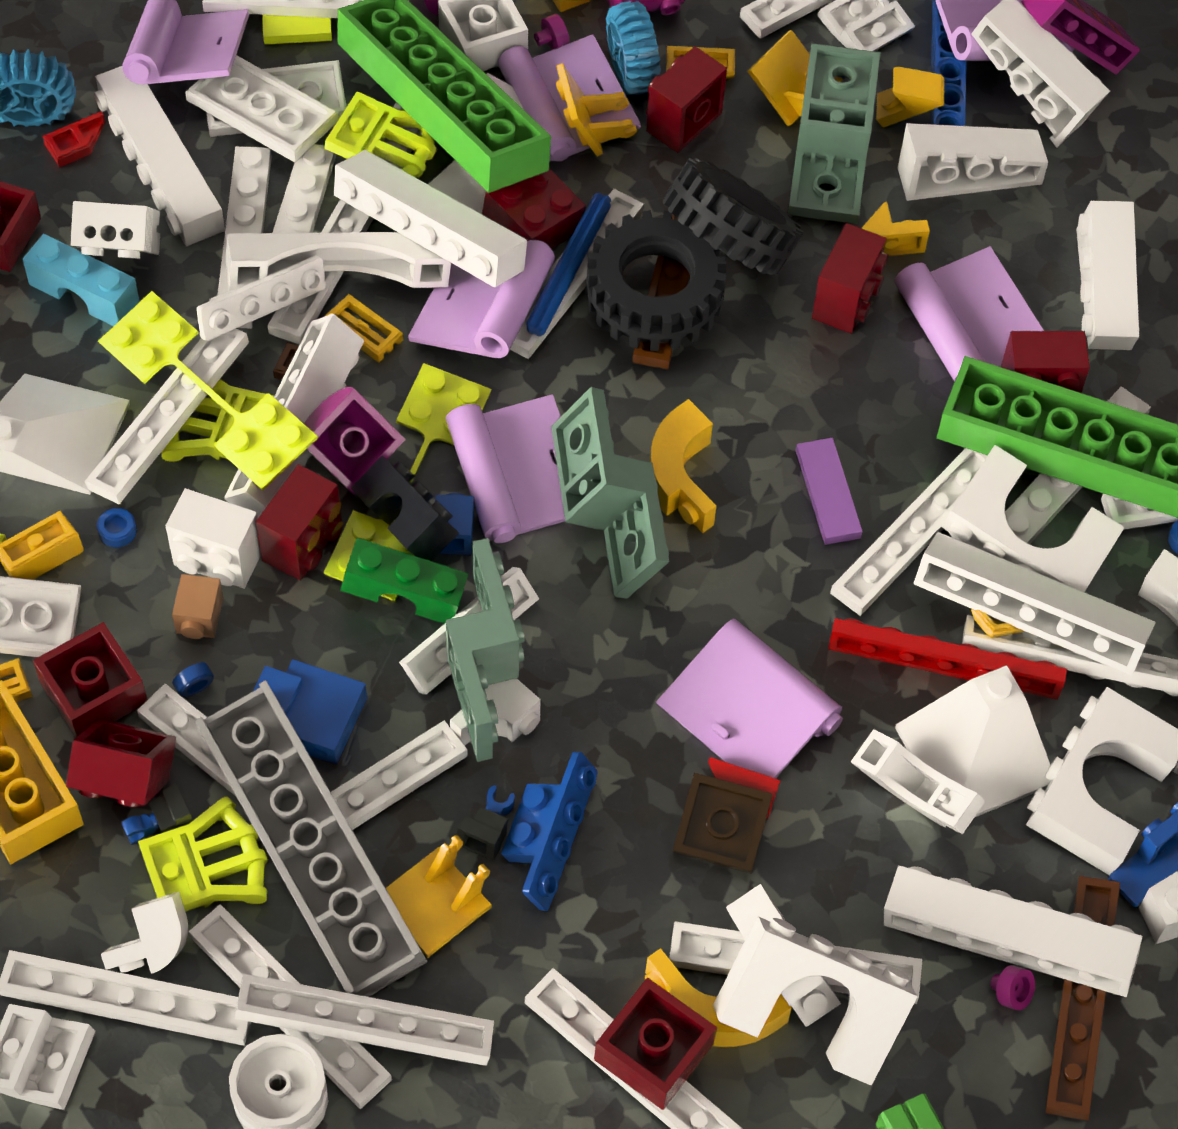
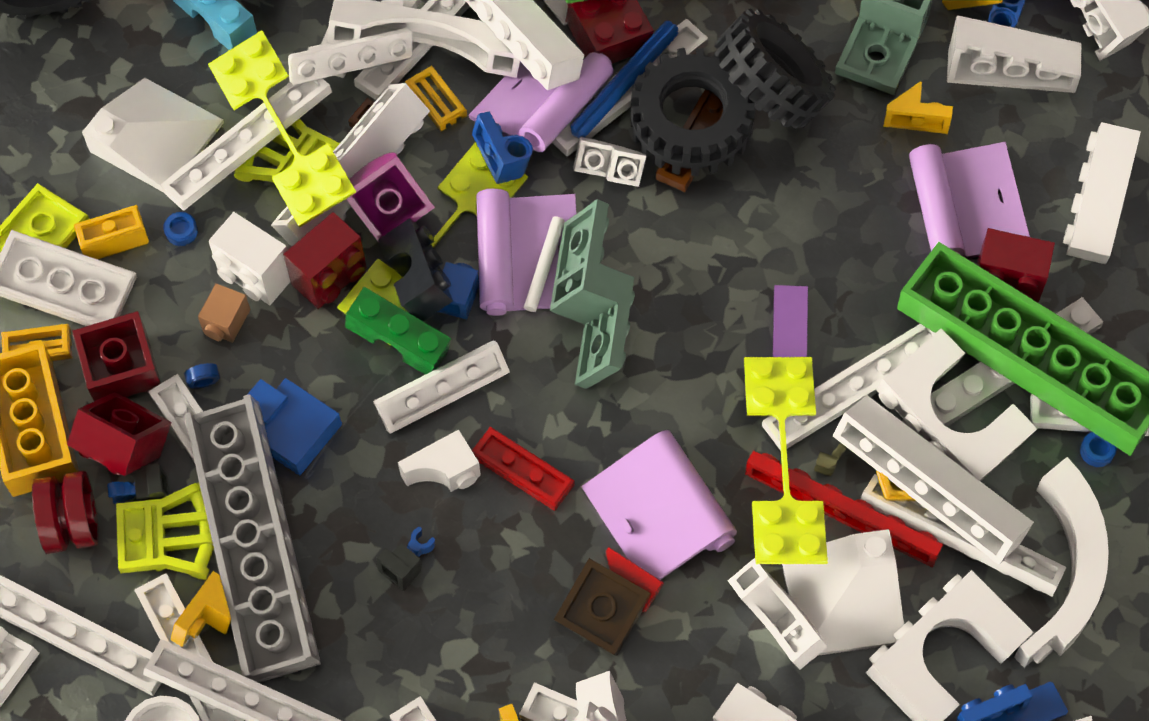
camera: 20 degrees right, 5 degrees up
(89, 861) = (65, 512): none -> dark red wheel
(162, 934) = (109, 588): white brick -> none
(284, 930) = (206, 607): none -> yellow slope
(399, 774) = (344, 498): white plate -> none
(438, 898) = (345, 612): yellow plate -> none
(462, 370) = (504, 156): none -> blue plate
(484, 648) = (438, 410): sand green bracket -> none
(542, 475) = (544, 264): none -> white bar
(547, 828) = (455, 574): blue bracket -> none
(578, 353) = (610, 161): none -> white slope
(587, 698) = (523, 468): none -> red tile
(674, 443) = (665, 262): yellow arch -> none
(850, 278) = (865, 146): dark red brick -> none
(898, 688) = (785, 528): none -> neon yellow hinge
(912, 616) = (827, 463): none -> olive hand

